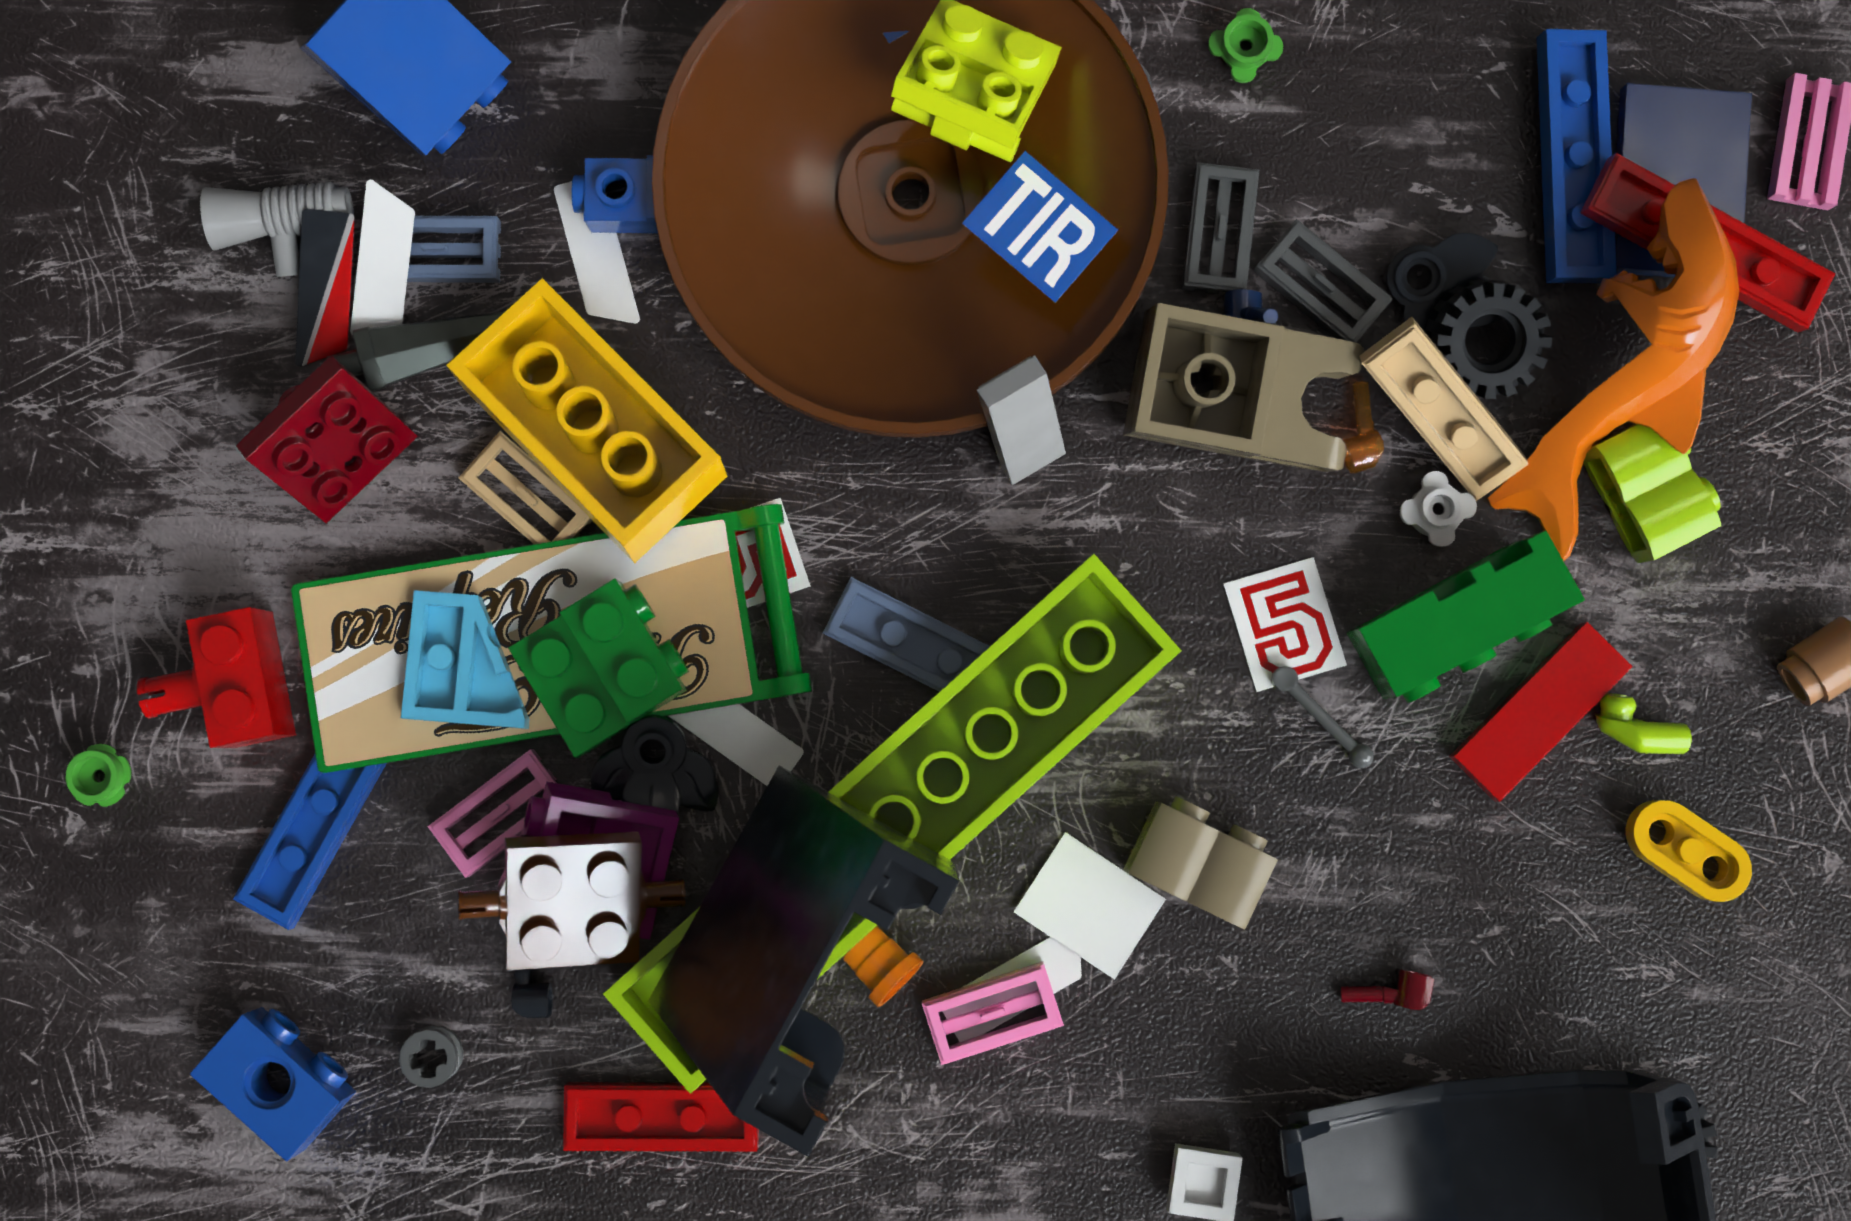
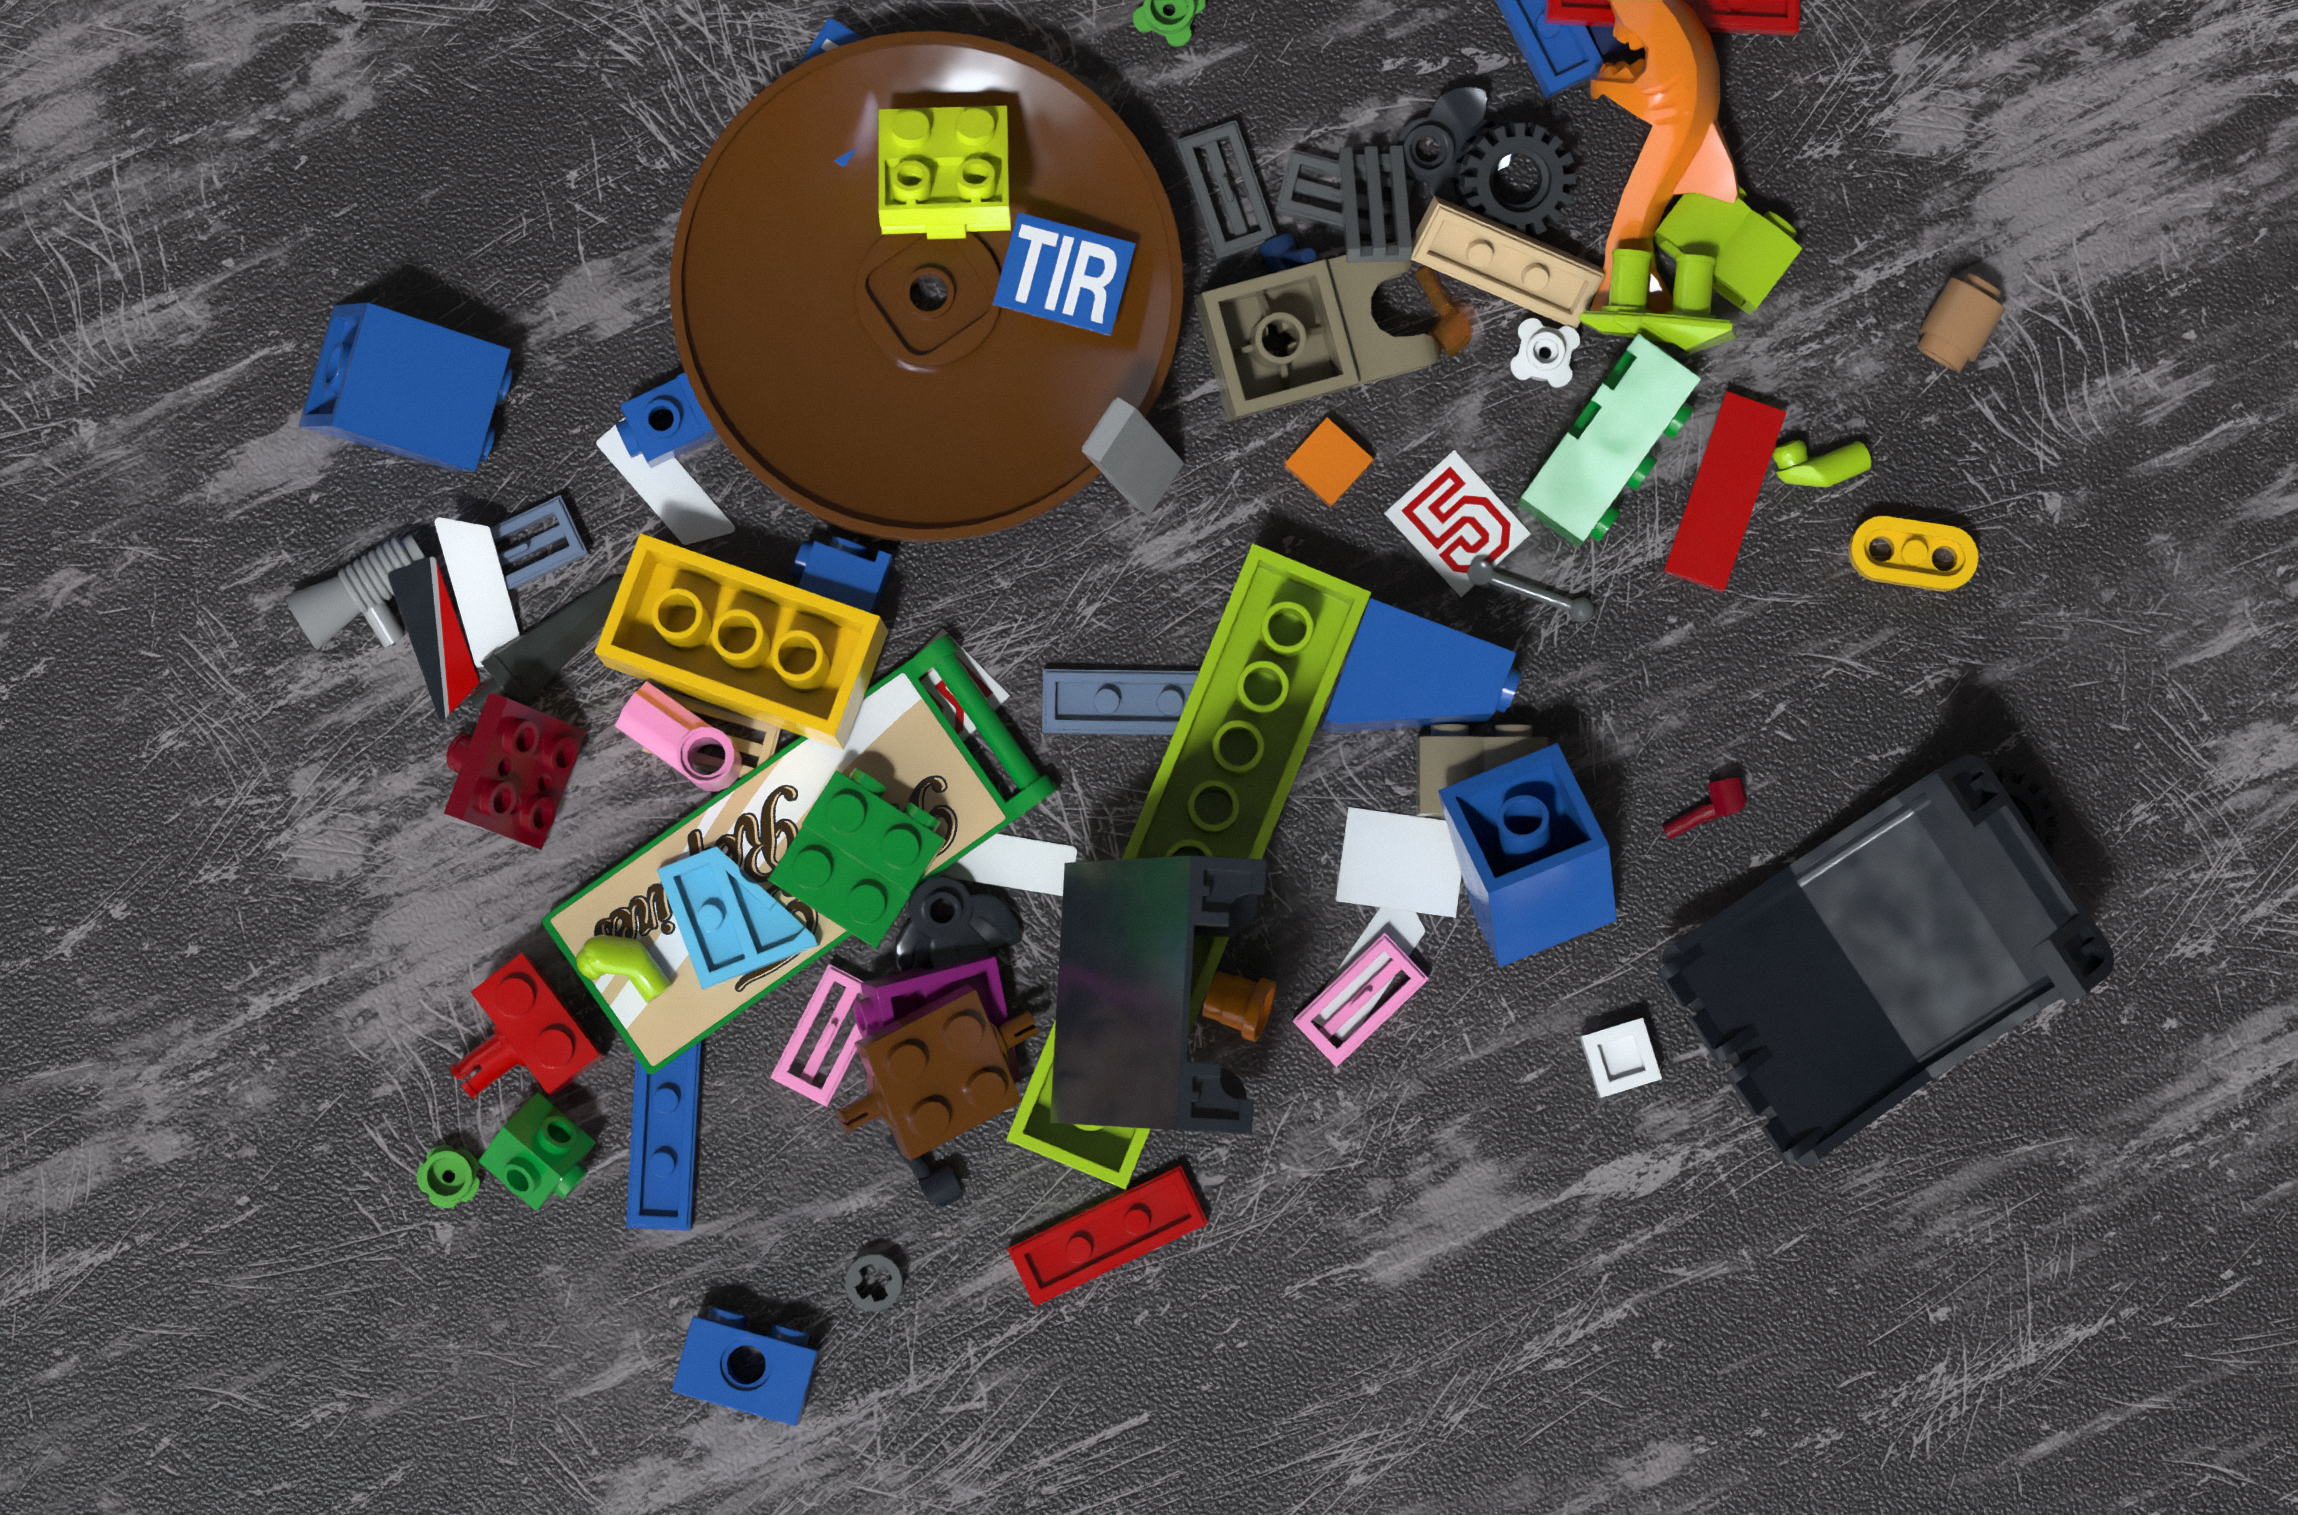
camera: 25 degrees left, 0 degrees up
(182, 796) = (539, 1153): none -> green brick
(346, 657) = (623, 957): none -> lime arm
(490, 480) = (676, 736): none -> bright pink piece
(712, 406) = (843, 572): none -> blue brick
(1188, 745) = (1418, 675): none -> blue slope
(1196, 514) = (1328, 462): none -> orange tile
(1213, 961) = (1530, 855): none -> blue slope
(1364, 267) = (1373, 164): none -> dark grey tile
(1584, 546) = (1685, 327): none -> lime connector

